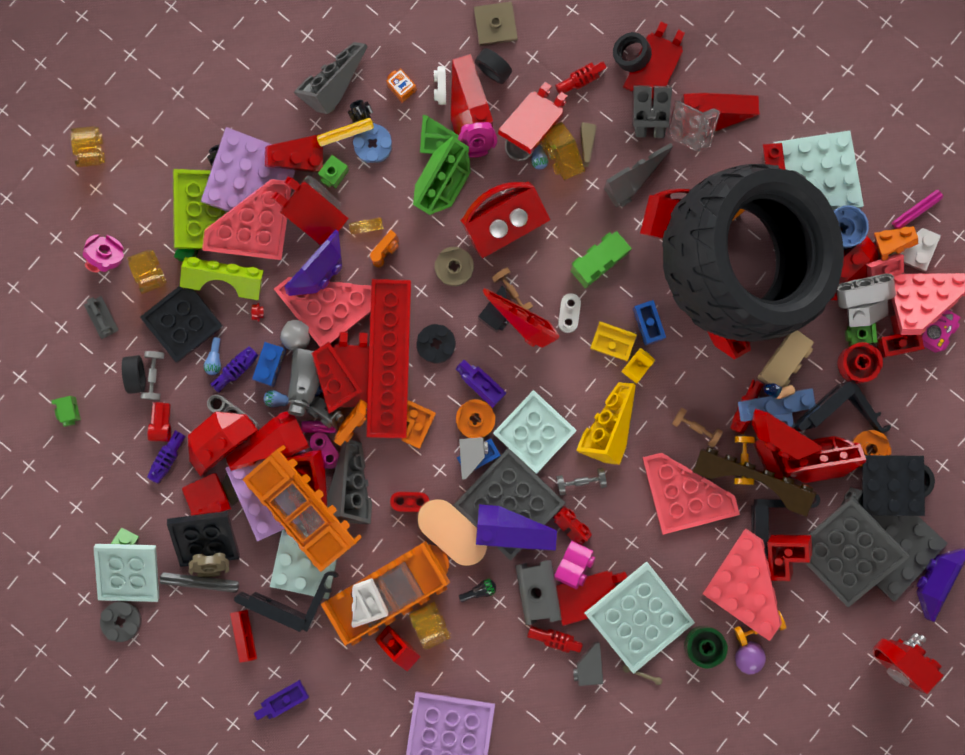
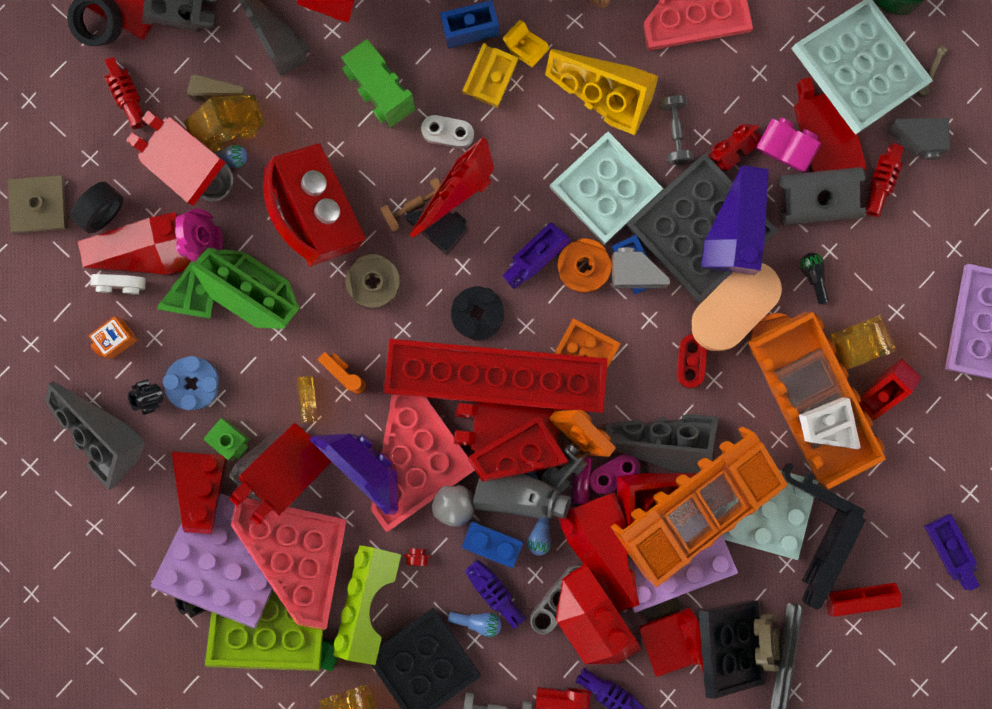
camera: 90 degrees left, 0 degrees up
(345, 132) = (172, 418): yellow axle -> none

